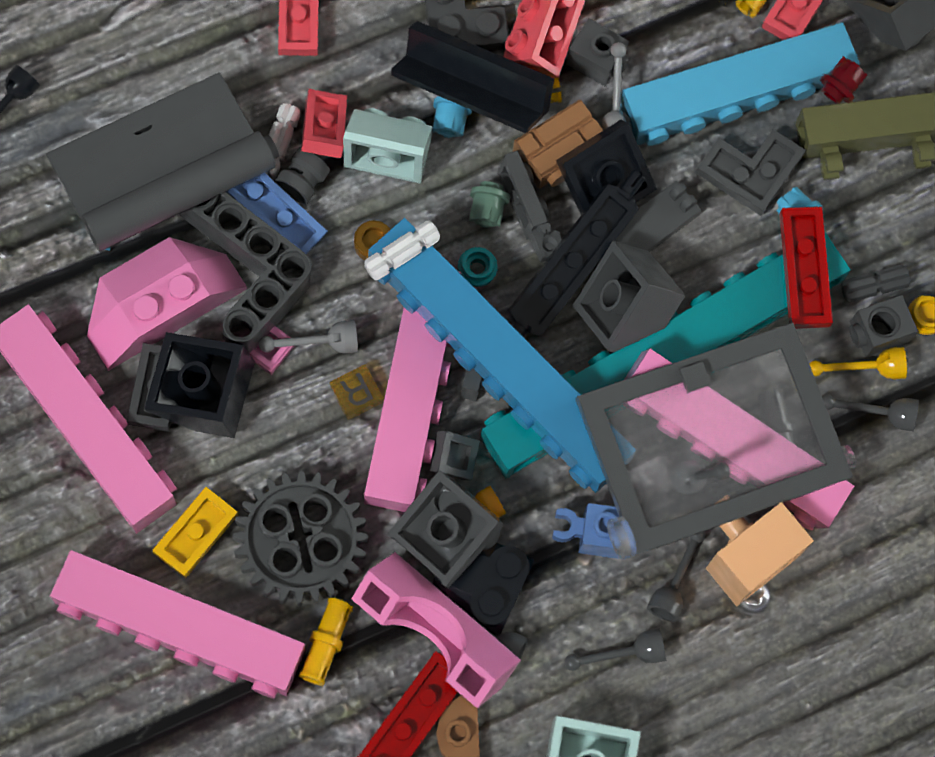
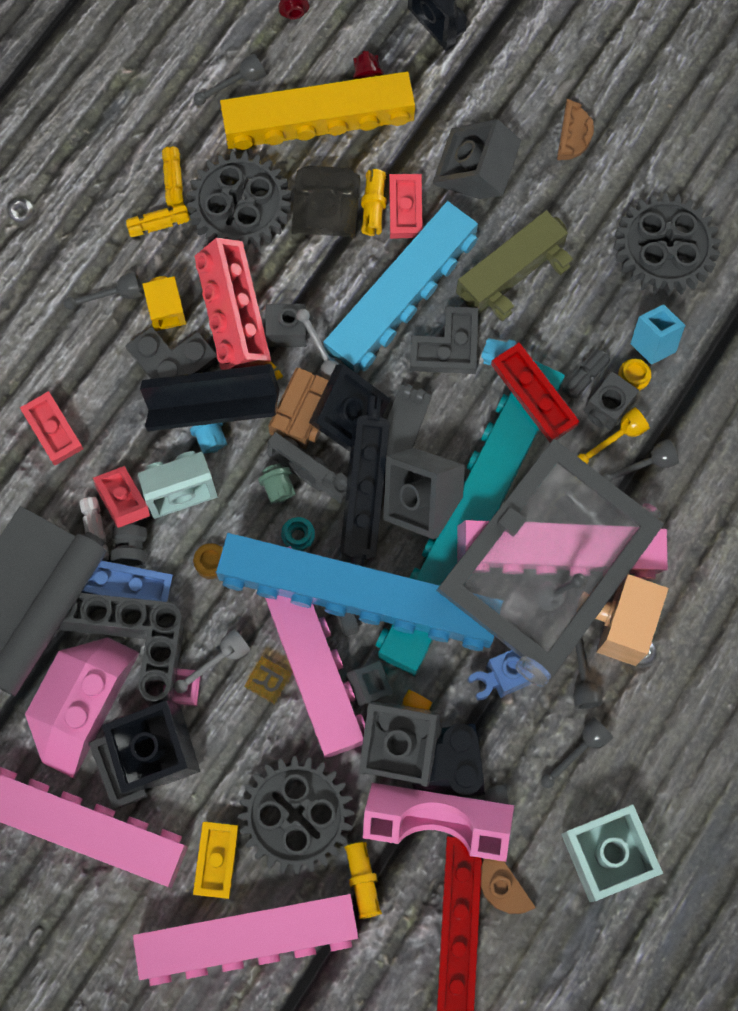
camera: 25 degrees left, 0 degrees up
(402, 250) = (241, 558): white axle -> none
(842, 81) = (475, 243): dark red hose -> none

